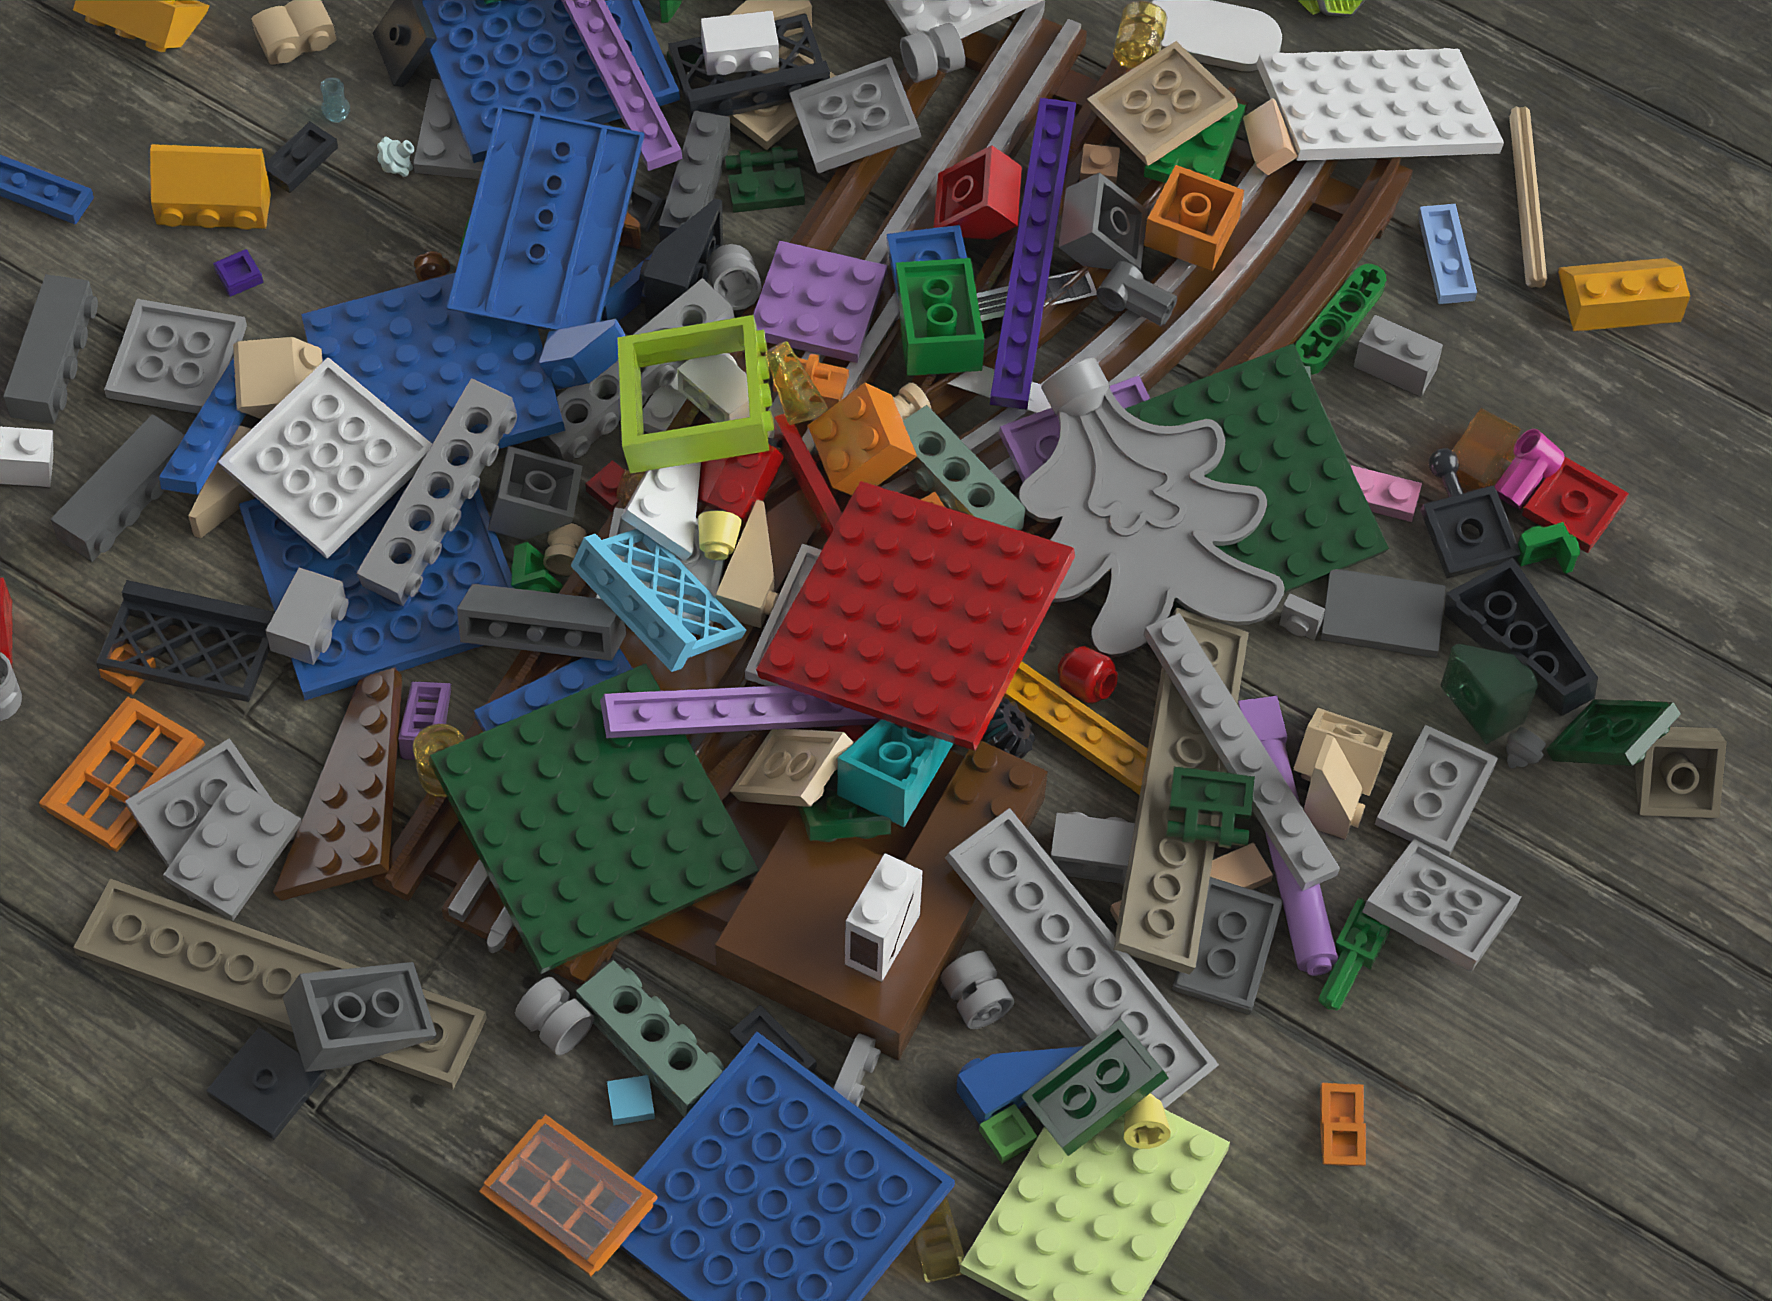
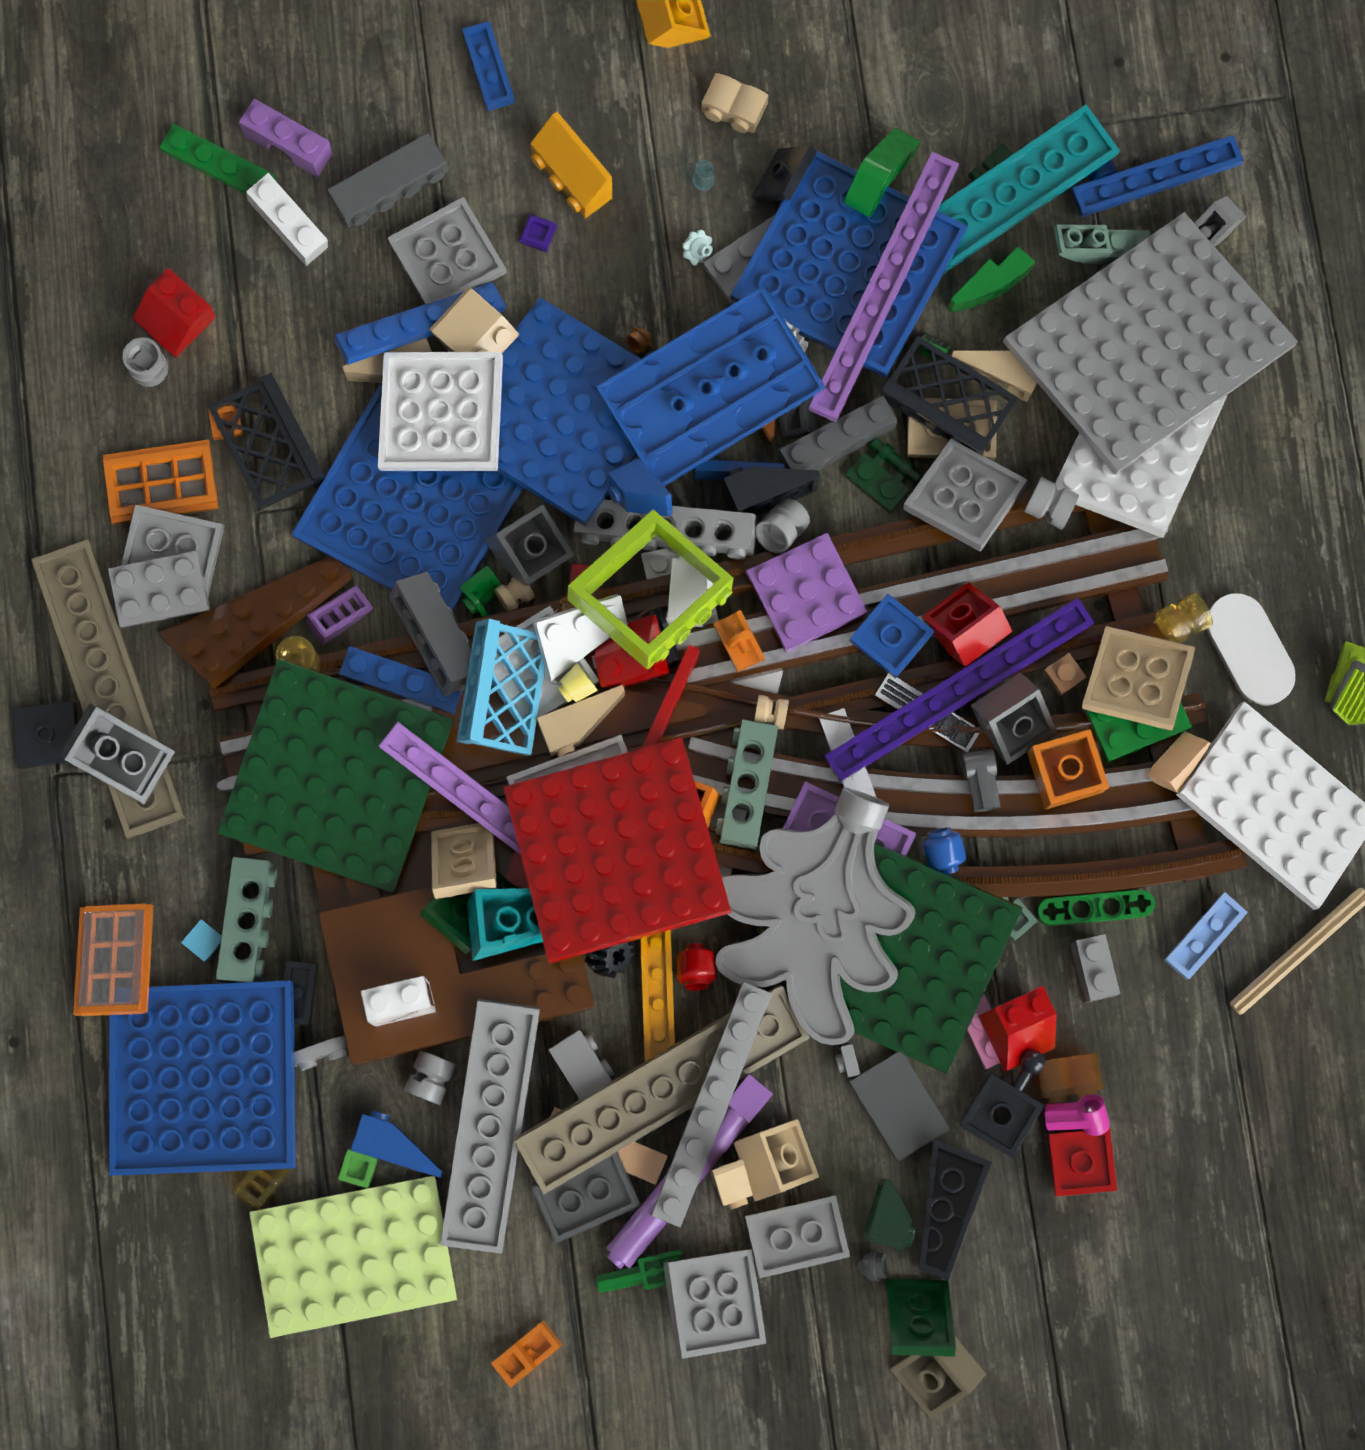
camera: 45 degrees right, 20 degrees up
(117, 490) = (331, 309): dark grey brick -> none
(300, 156) = (647, 192): black plate -> none
(307, 616) = (334, 494): light grey brick -> none
(475, 406) = (398, 507): light grey brick -> none
(559, 1020) = (212, 856): light grey wheel -> none
(740, 43) = (950, 381): white brick -> none
(795, 388) = (712, 651): clear yellow slope -> none
(862, 439) = (717, 710): orange brick -> none
(939, 317) = (853, 676): green slope -> none
(1094, 1087) = (412, 1201): plate -> none
(1146, 1124) = (420, 1245): light yellow hat -> none
(1174, 367) = (944, 850): none -> blue head
(1211, 794) = (658, 1114): dark green plate -> none
(1399, 449) = (1020, 1027): none -> red slope
(1549, 542) = (1032, 1163): green bracket -> none
(1624, 293) = (1277, 1068): light orange slope -> none

